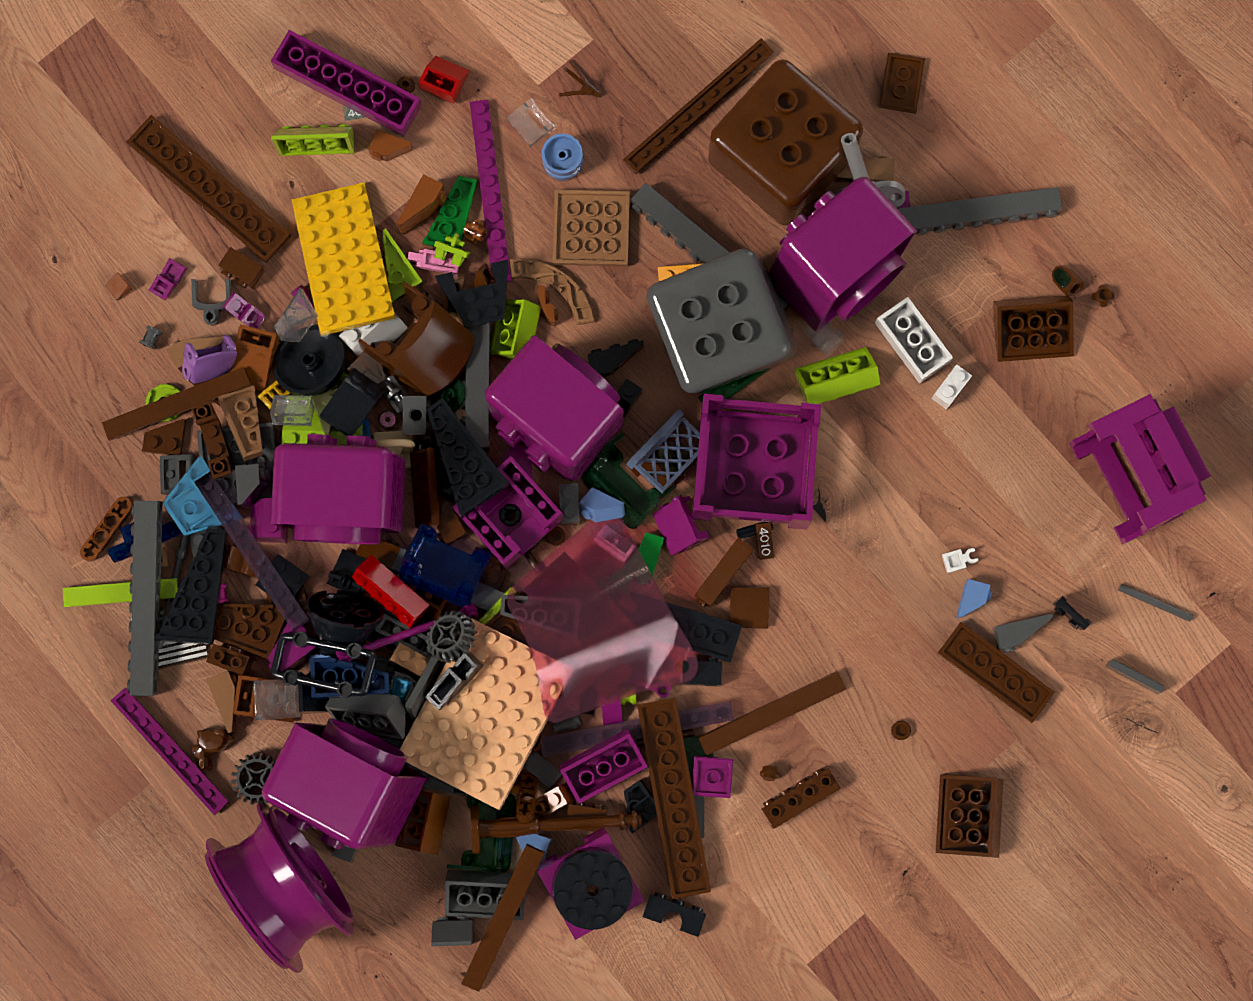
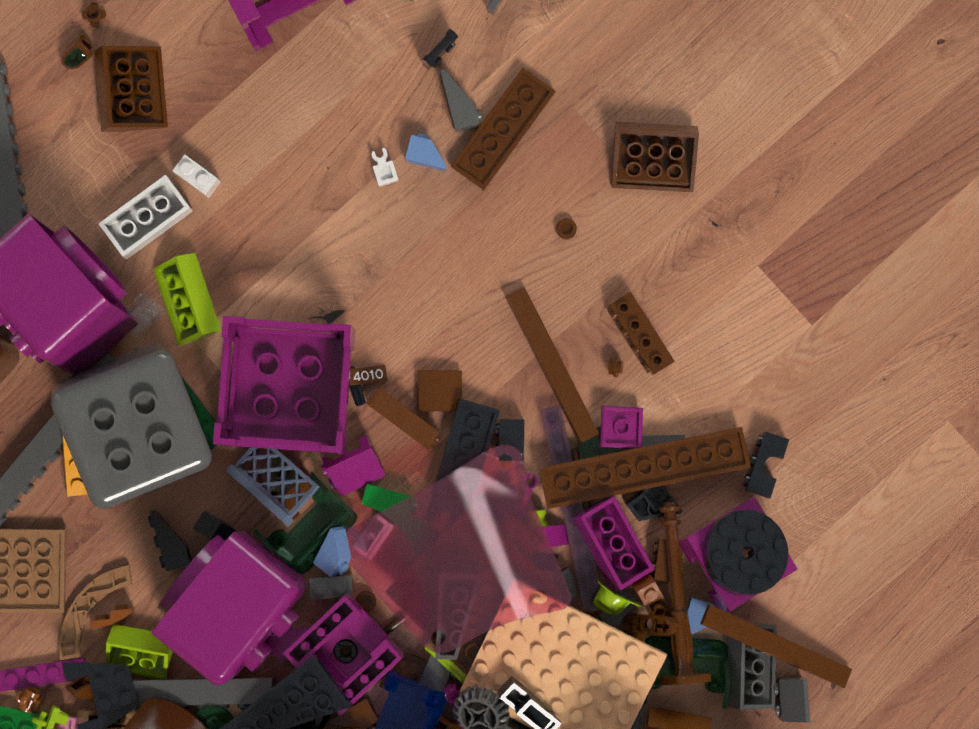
camera: 90 degrees left, 5 degrees up
(549, 762) = (610, 601): none -> lime piece

